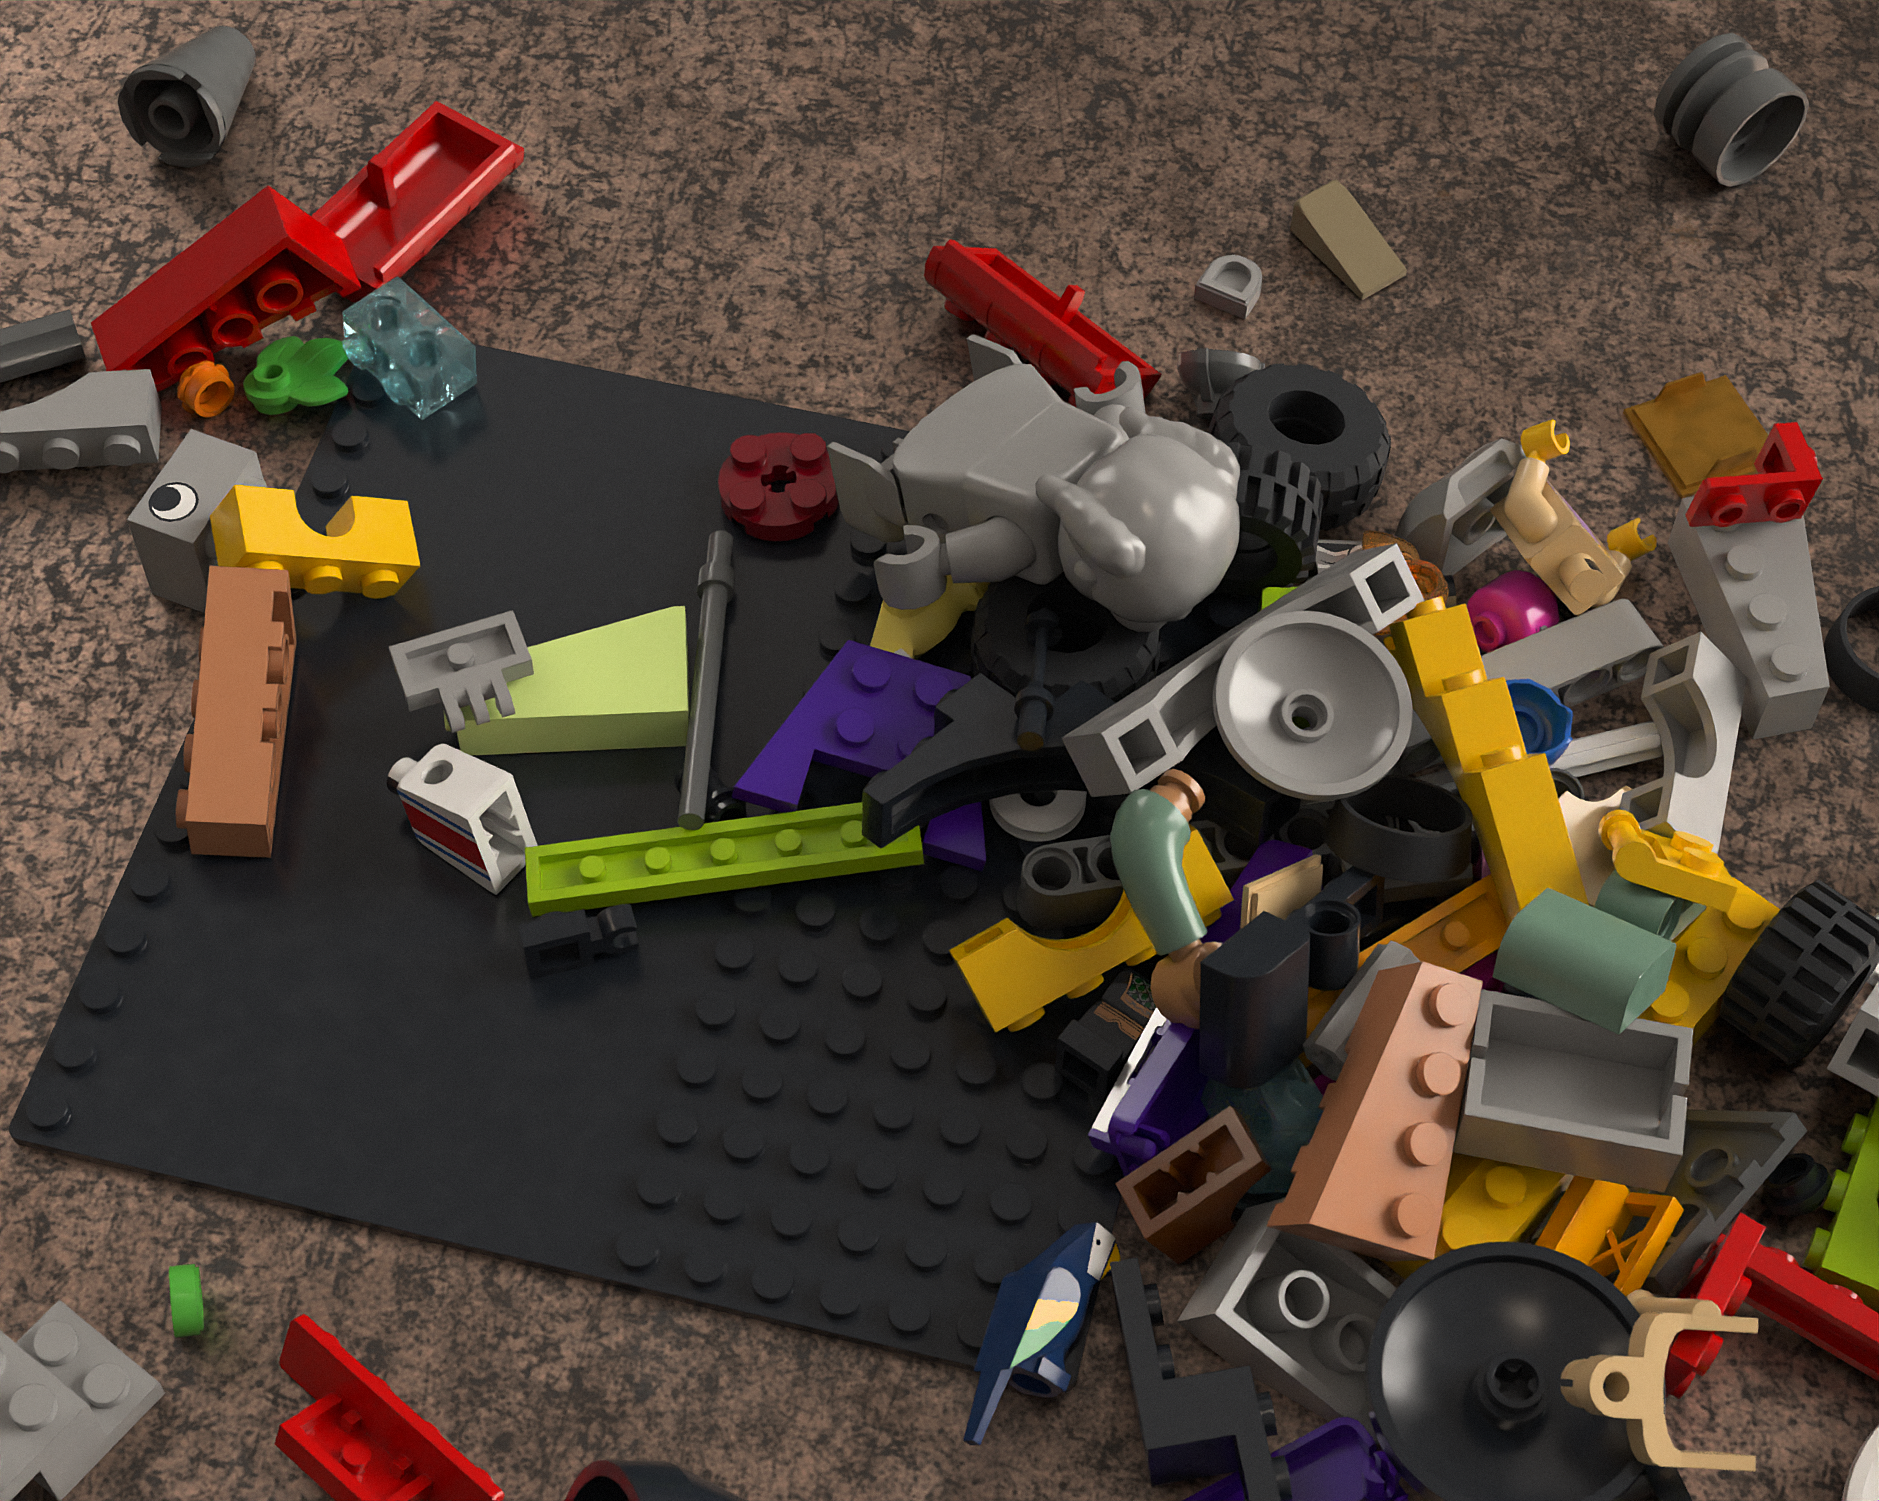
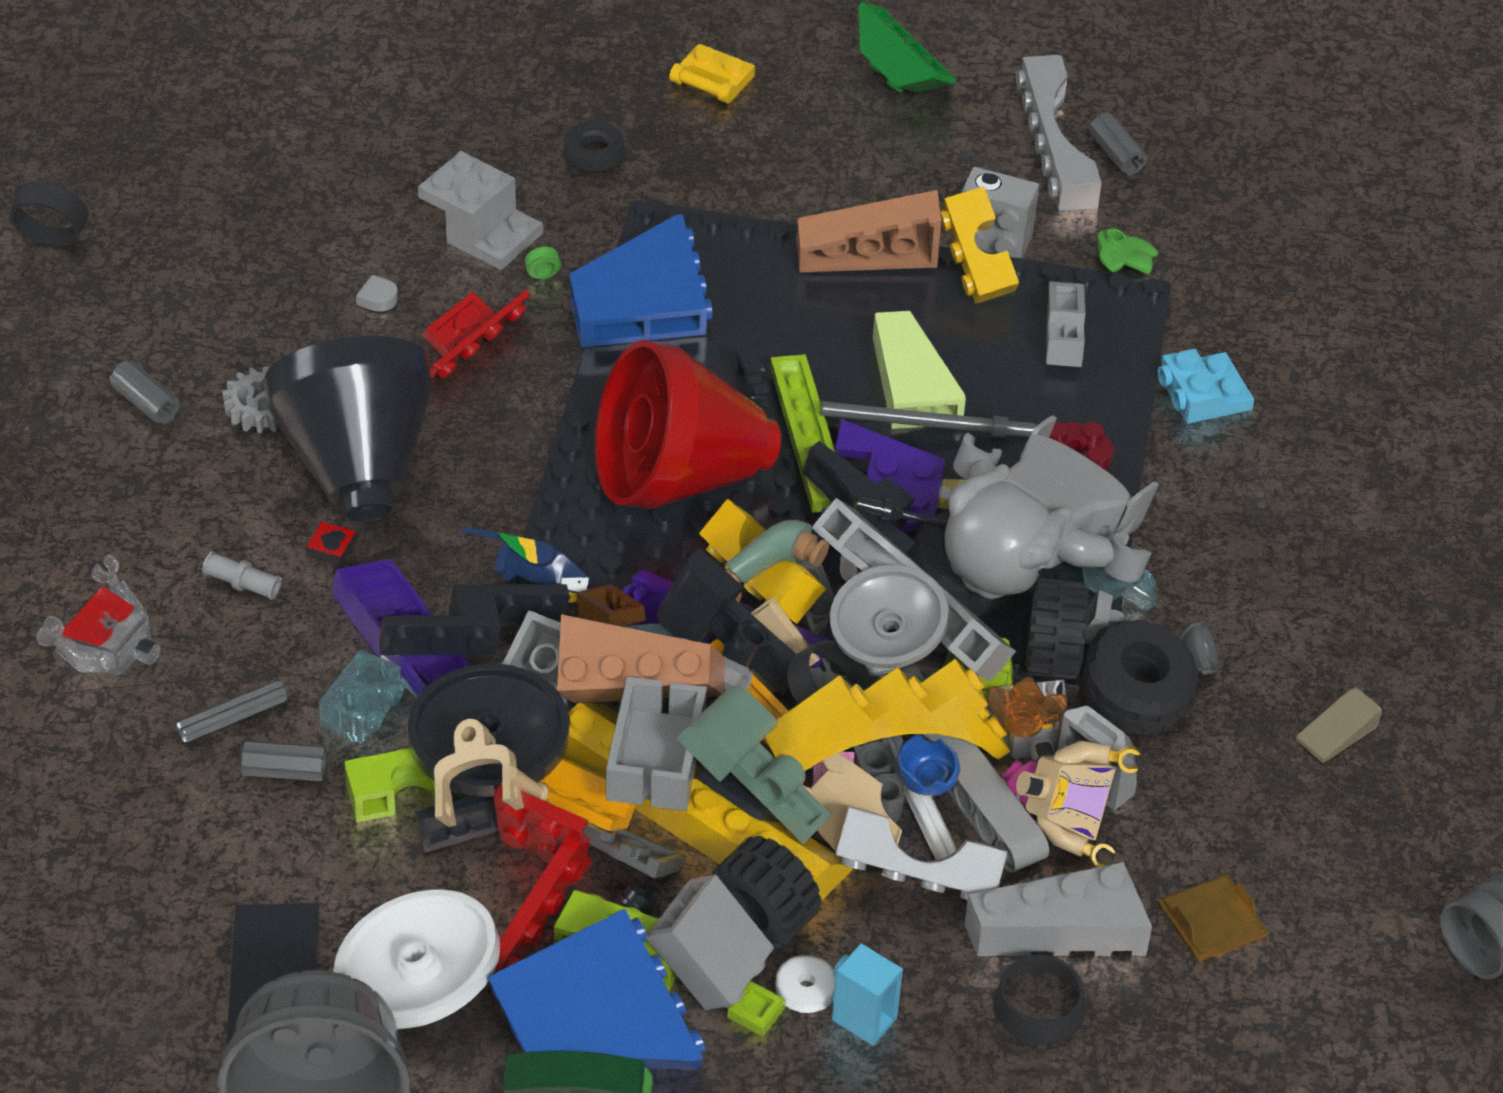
camera: 85 degrees right, 10 degrees down
(188, 96) = (1324, 184): dark grey cone -> none
(205, 389) = (1105, 216): orange plate -> none
(225, 289) = (1159, 201): red wedge -> none
(306, 1112) = (642, 290): none -> blue slope
(408, 348) = (1139, 284): clear light blue brick -> none
(416, 193) = (1257, 277): red container -> none
(464, 668) = (900, 304): light grey hinge -> none
(465, 813) = (819, 325): white torso -> none
(481, 463) = (1065, 324): none -> light grey slope
(629, 309) = (1203, 385): none -> medium azure plate
(804, 1053) = (675, 429): none -> red cone
(1031, 319) = (1220, 561): red container -> none
(1230, 285) = (1290, 669): light grey tile -> none
(1673, 866) = (804, 803): yellow plate -> none
(1778, 492) = (1129, 902): red bracket -> none

